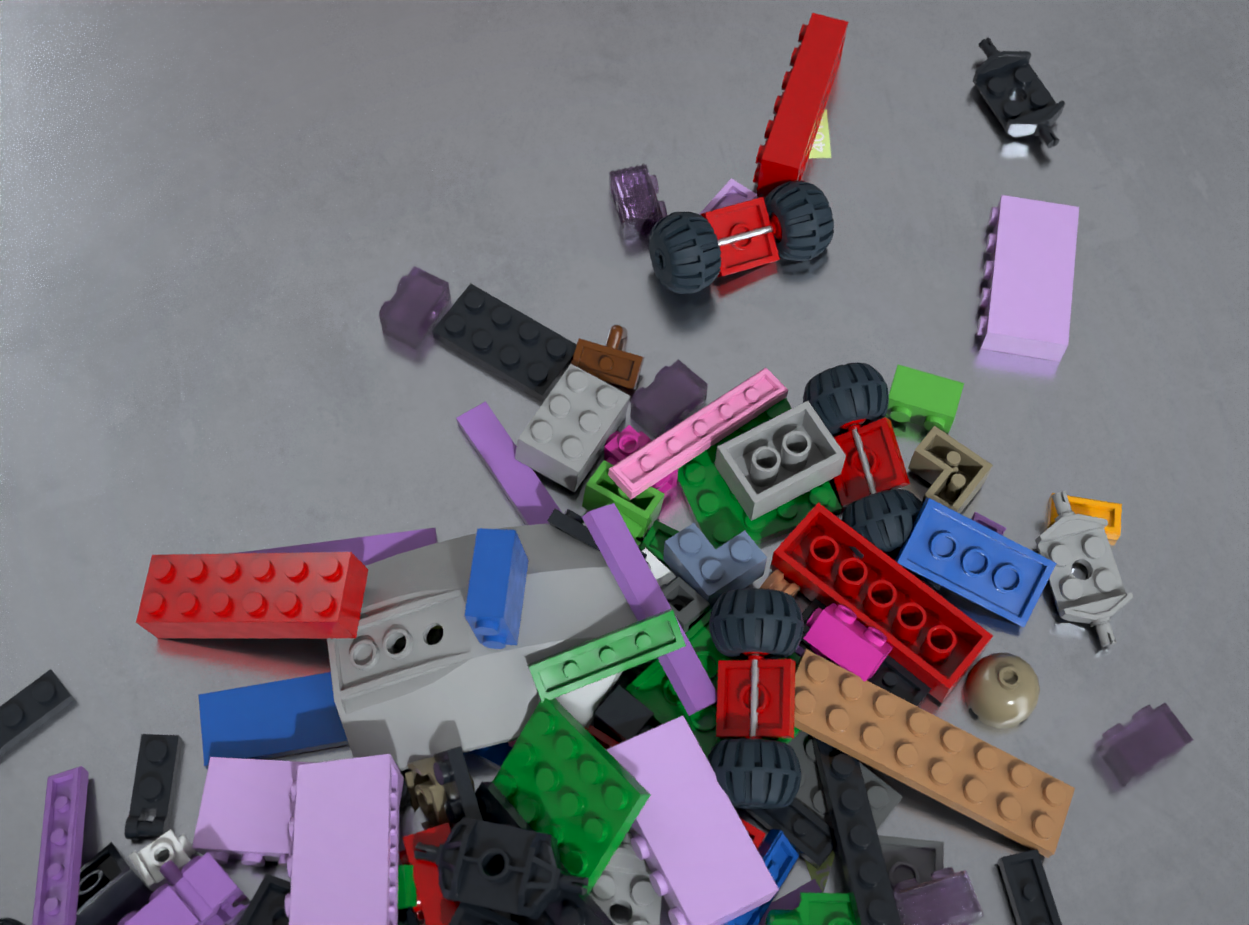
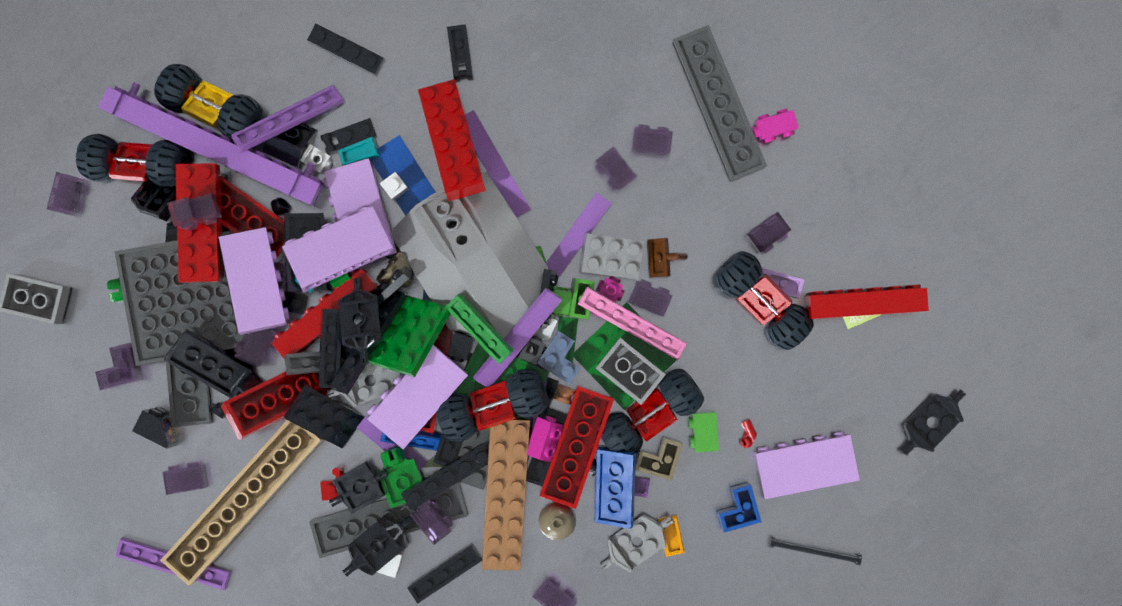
camera: 70 degrees right, 25 degrees up
(112, 538) = (459, 51): none -> black plate
(189, 775) = (359, 151): none -> teal tile
(283, 730) = (394, 186): none -> white brick
(403, 197) = (719, 102): none -> dark grey plate
(433, 374) = (615, 169): none -> clear purple brick
(477, 129) = (769, 127): none -> dark pink brick
(496, 587) = (485, 265): blue brick -> none
(505, 342) = (653, 197): black plate -> none
(950, 339) = (749, 435): none -> red arm
(1077, 383) = (743, 513): none -> blue brick
(1142, 368) = (815, 550): none -> black bar

